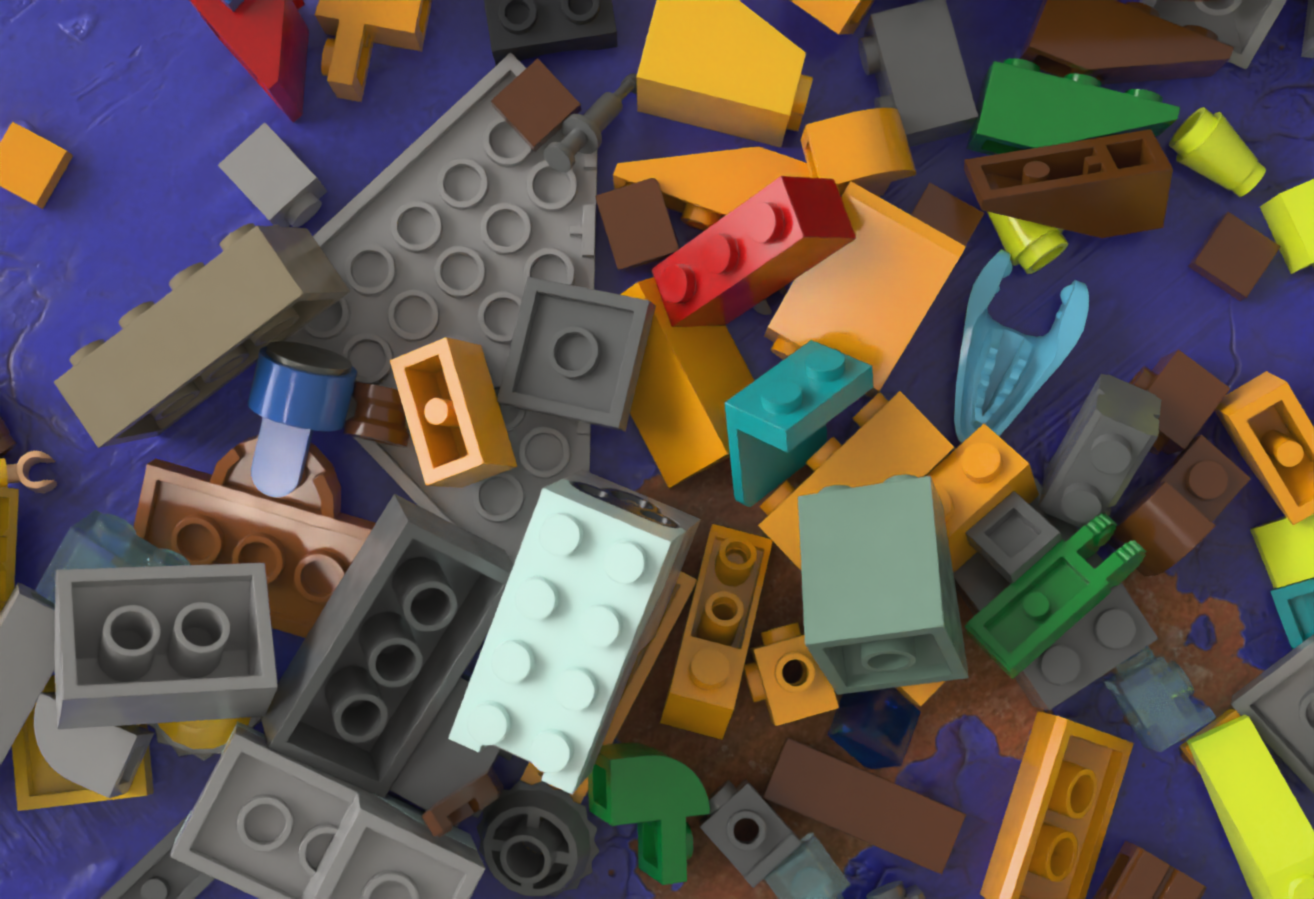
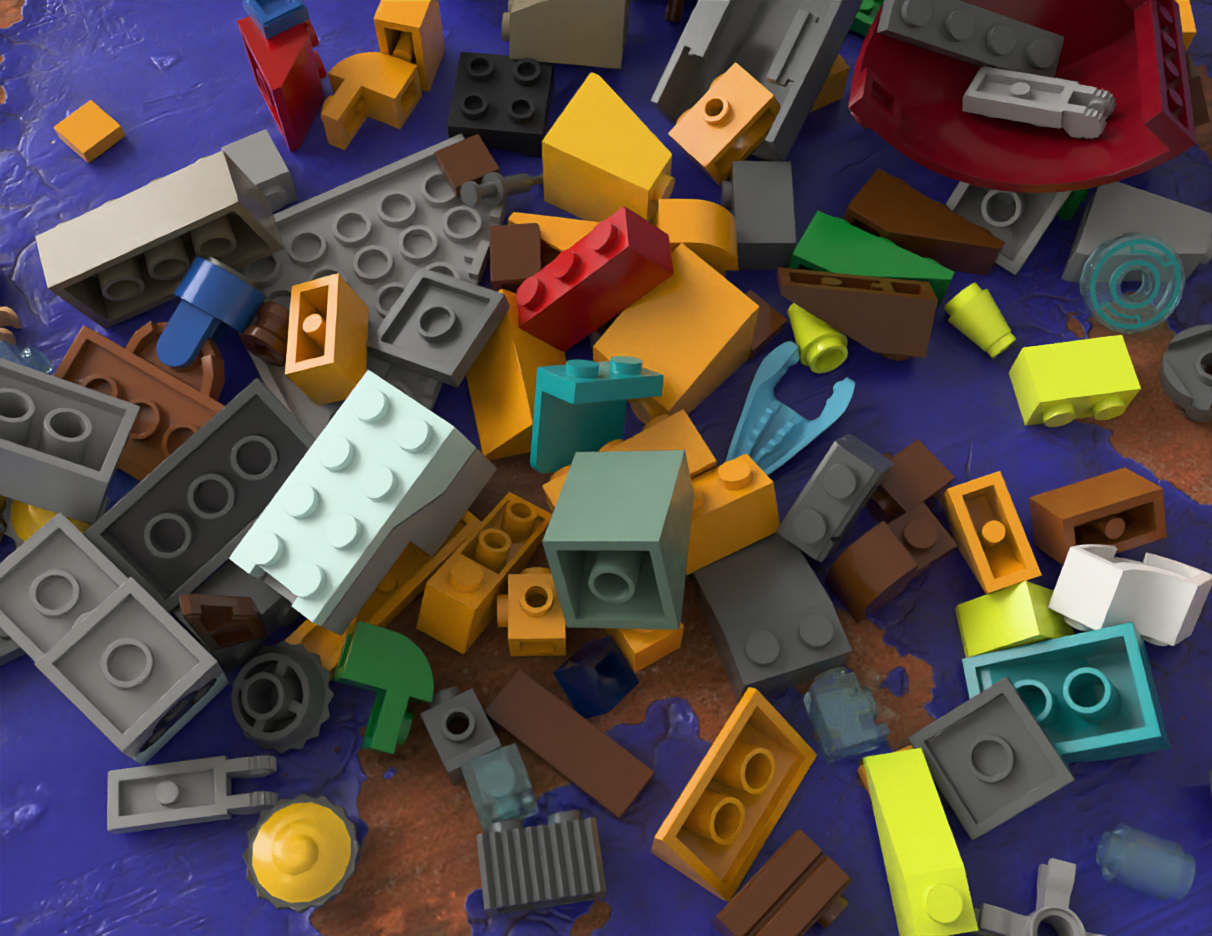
camera: 15 degrees right, 20 degrees down
(1013, 537) = (747, 542): dark grey tile -> none
(1051, 596) = (769, 588): green hinge -> none
(1234, 256) = (980, 398): reddish brown tile -> none

